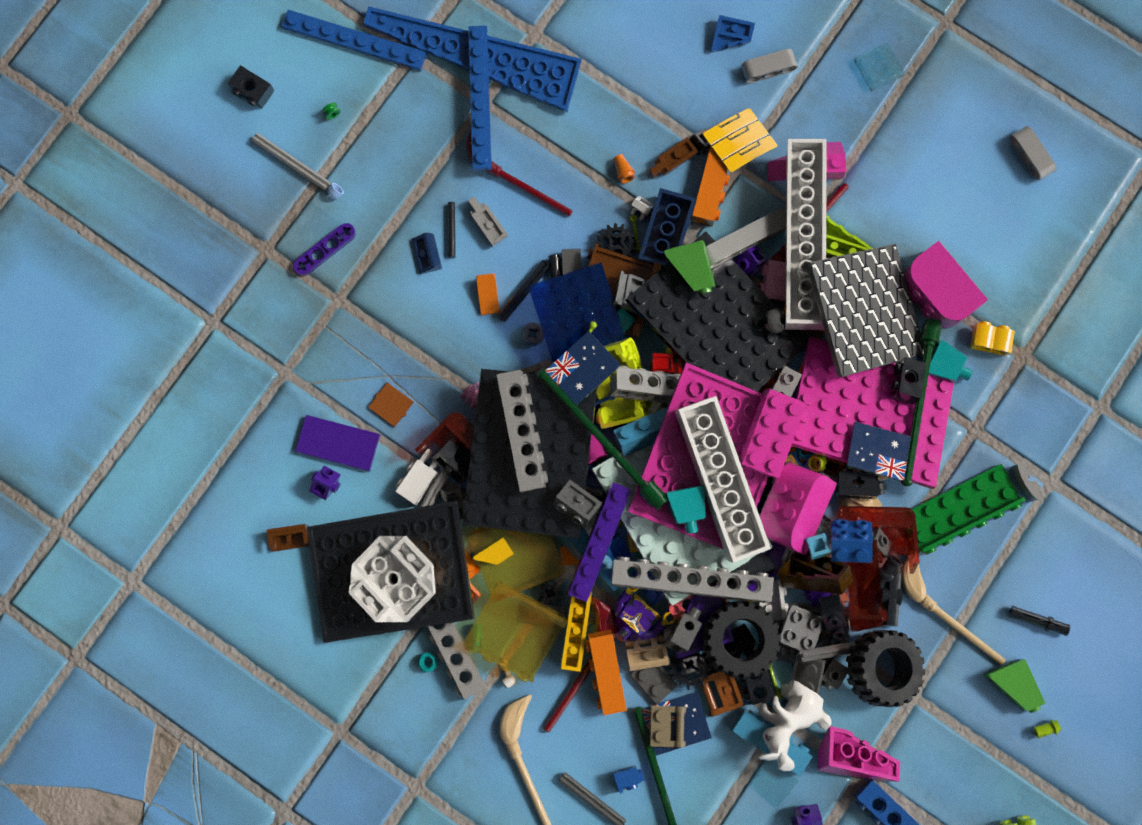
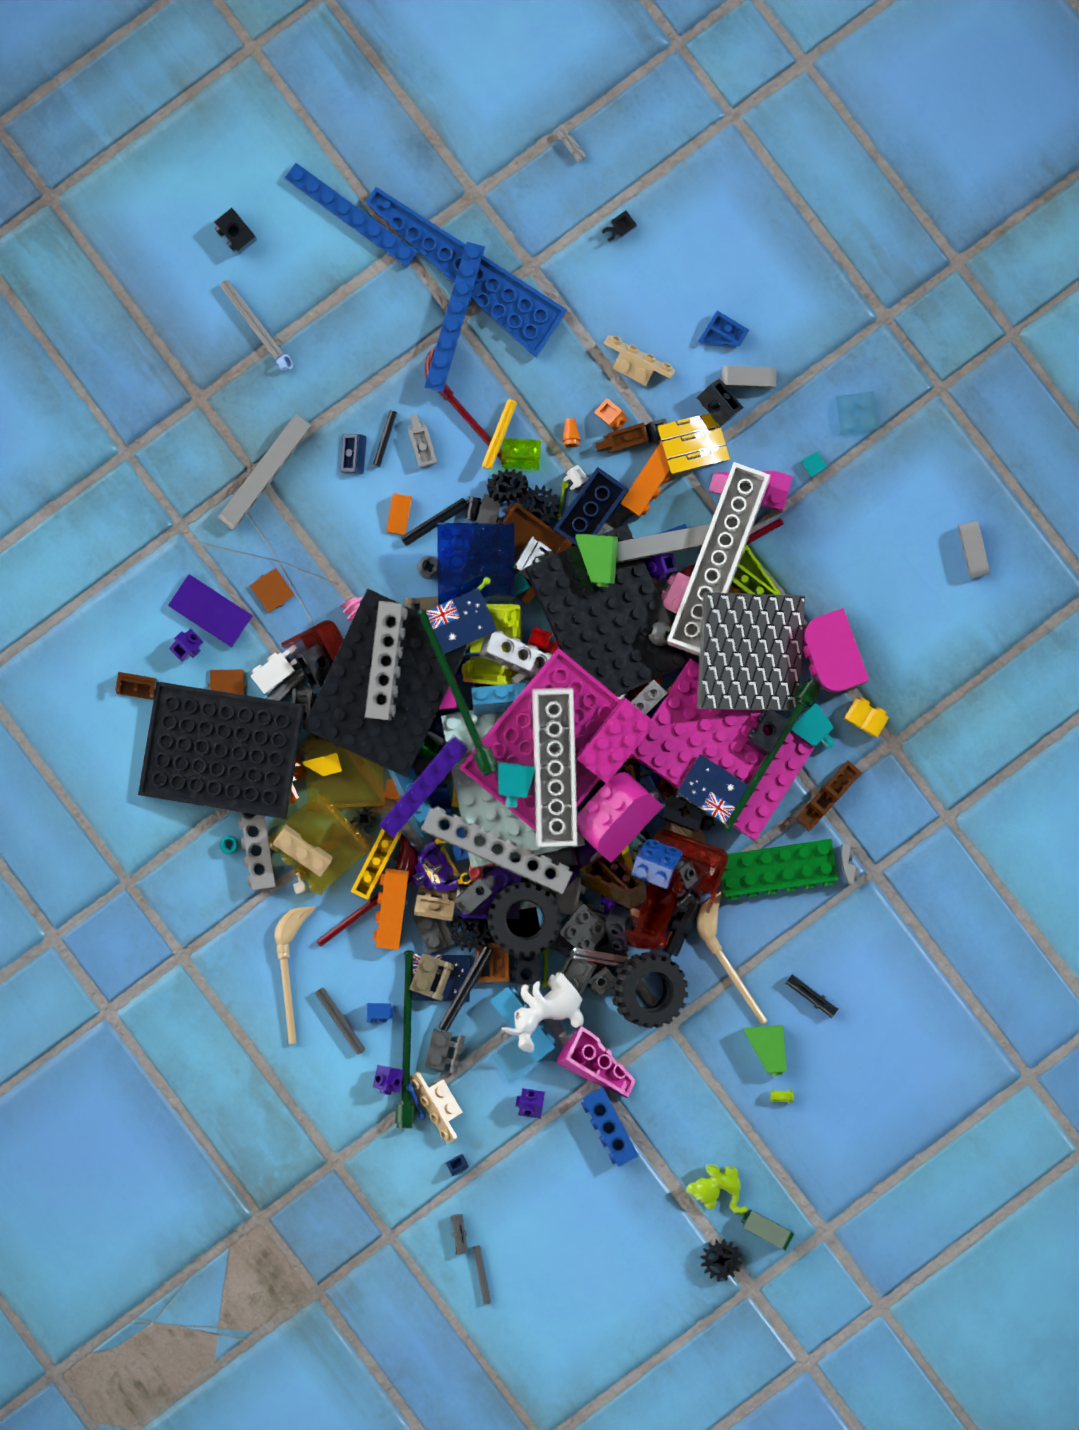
camera: 15 degrees right, 5 degrees up
(326, 252) = (257, 420): dark purple beam -> none
(331, 111) = (306, 281): green bush -> none
(348, 296) = (265, 472): none -> light grey beam
(373, 582) = (203, 755): white piece -> none
(375, 503) = (227, 681): none -> dark orange piece
(491, 642) = (309, 856): none -> tan arch
(557, 189) = (499, 434): none -> yellow axle
(576, 503) = (414, 745): dark grey bracket -> none
(581, 234) = (507, 486): none -> black gear
(583, 202) = (521, 454): none -> clear neon green bracket
(655, 140) = (611, 415): none -> orange bracket
(661, 88) = (636, 363): none -> tan bracket
(698, 795) = (439, 1049): none -> dark grey plate
(704, 726) = (465, 988): none -> black axle
(761, 95) = (718, 394): none -> black brick
(813, 464) = (653, 781): plate -> none
(818, 546) = (623, 857): medium azure slope -> none
(856, 125) = (814, 464): none -> teal tile
(983, 424) = (828, 796): none -> reddish brown slope

